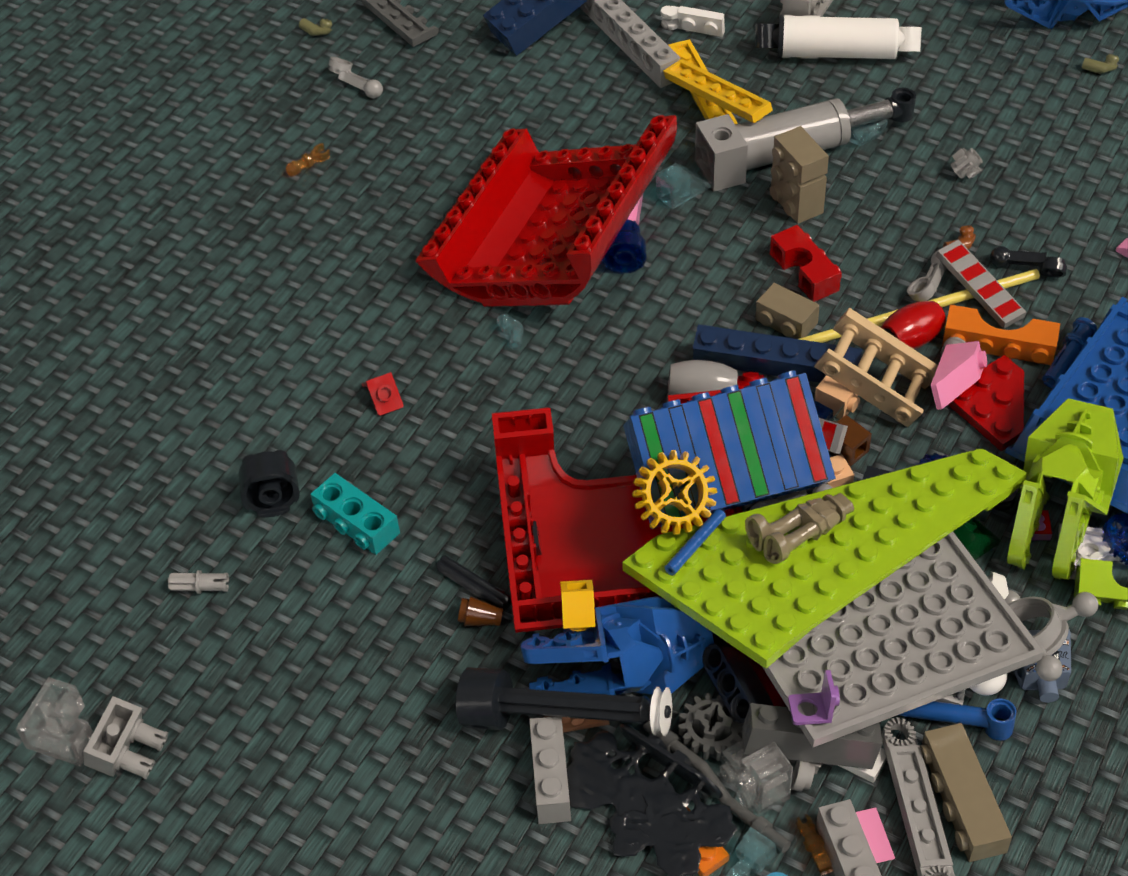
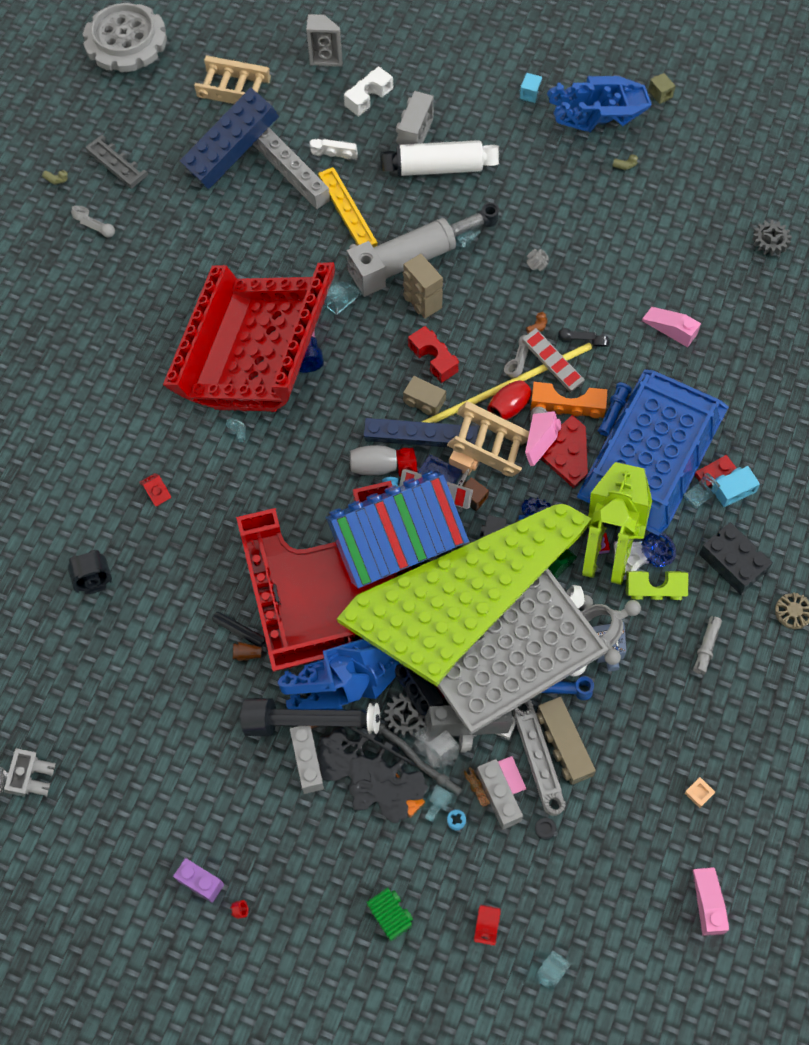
camera: 10 degrees left, 15 degrees up
(198, 582) = (54, 650): light grey axle -> none
(307, 160) = (69, 298): clear orange piece -> none
(355, 514) = (149, 578): teal brick -> none
(577, 605) = (311, 652): yellow brick -> none
(665, 480) = (378, 581): yellow gear -> none
(695, 542) = (382, 600): blue piece -> none
(718, 90) = (359, 218): yellow plate -> none
(813, 517) = (457, 573): dark tan piece -> none
(824, 702) = (476, 704): medium lavender bracket -> none
(841, 470) = (468, 517): light nougat plate -> none

